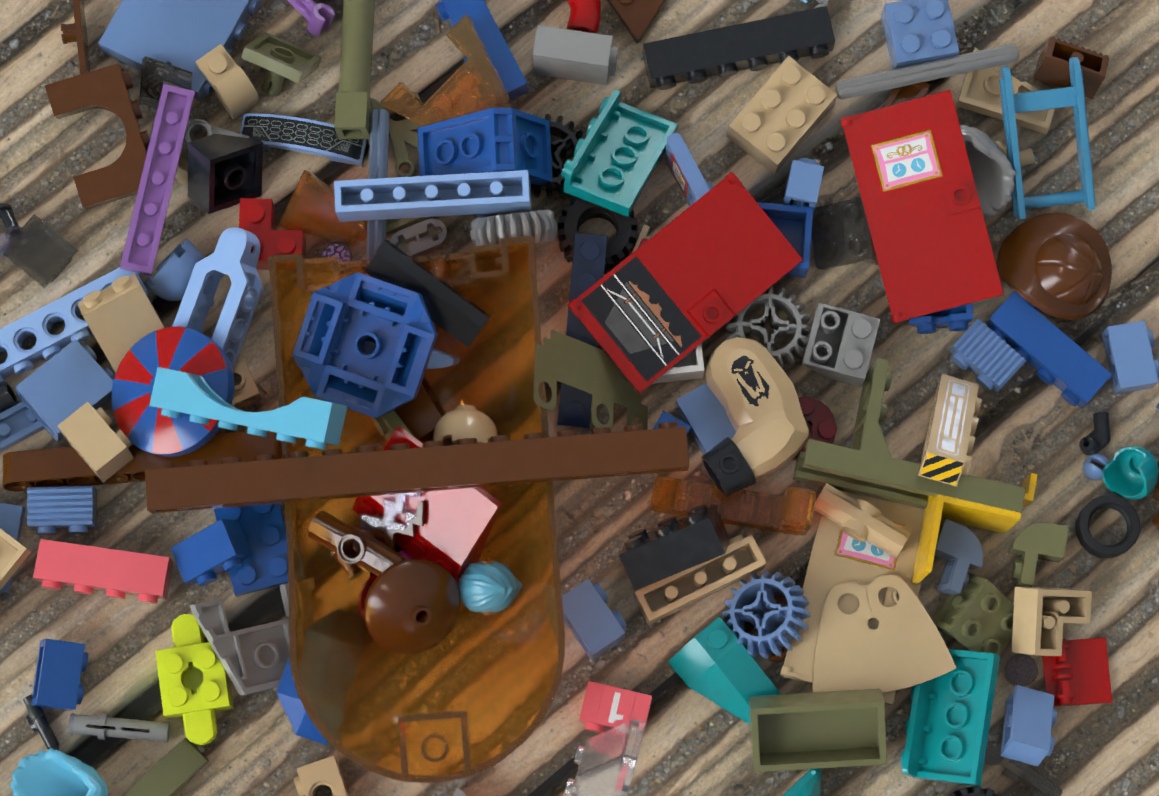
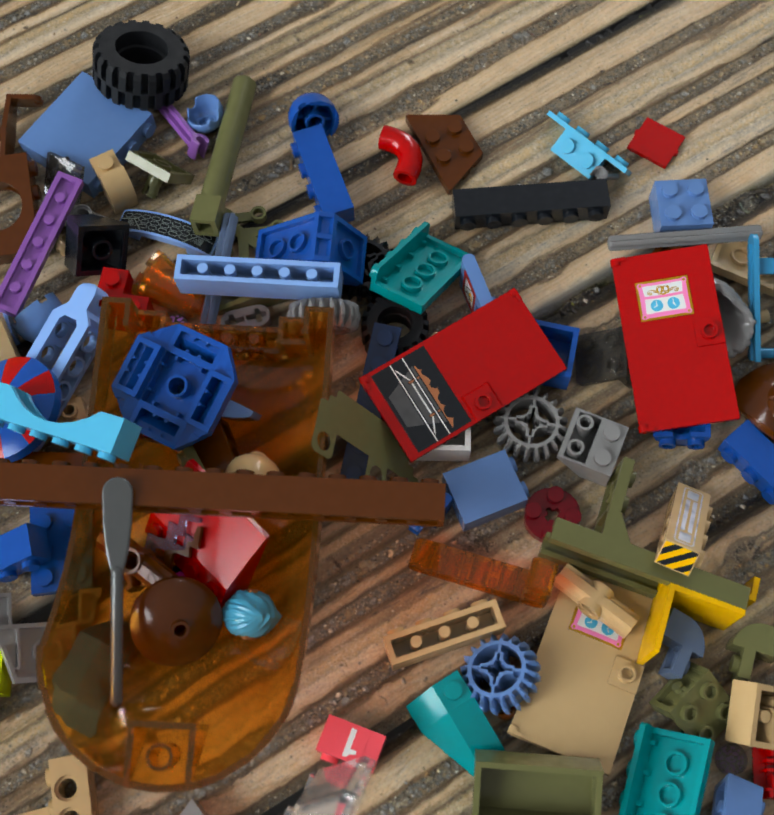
camera: 10 degrees right, 10 degrees down
(342, 520) = (117, 527): none -> dark grey piece
(445, 304) = (249, 361): black panel -> none
(467, 91) = (306, 199): clear orange wing -> none
(574, 55) = (395, 191): light grey brick -> none
(592, 620) = (338, 654): medium blue brick -> none
(674, 546) = (423, 599): black brick -> none
(761, 410) = (517, 491): tan piece -> none
(781, 115) = (560, 258): tan brick -> none
(803, 183) = (573, 307): medium blue brick -> none
(889, 658) = (614, 729): tan piece -> none
(986, 356) = (719, 473): medium blue brick -> none

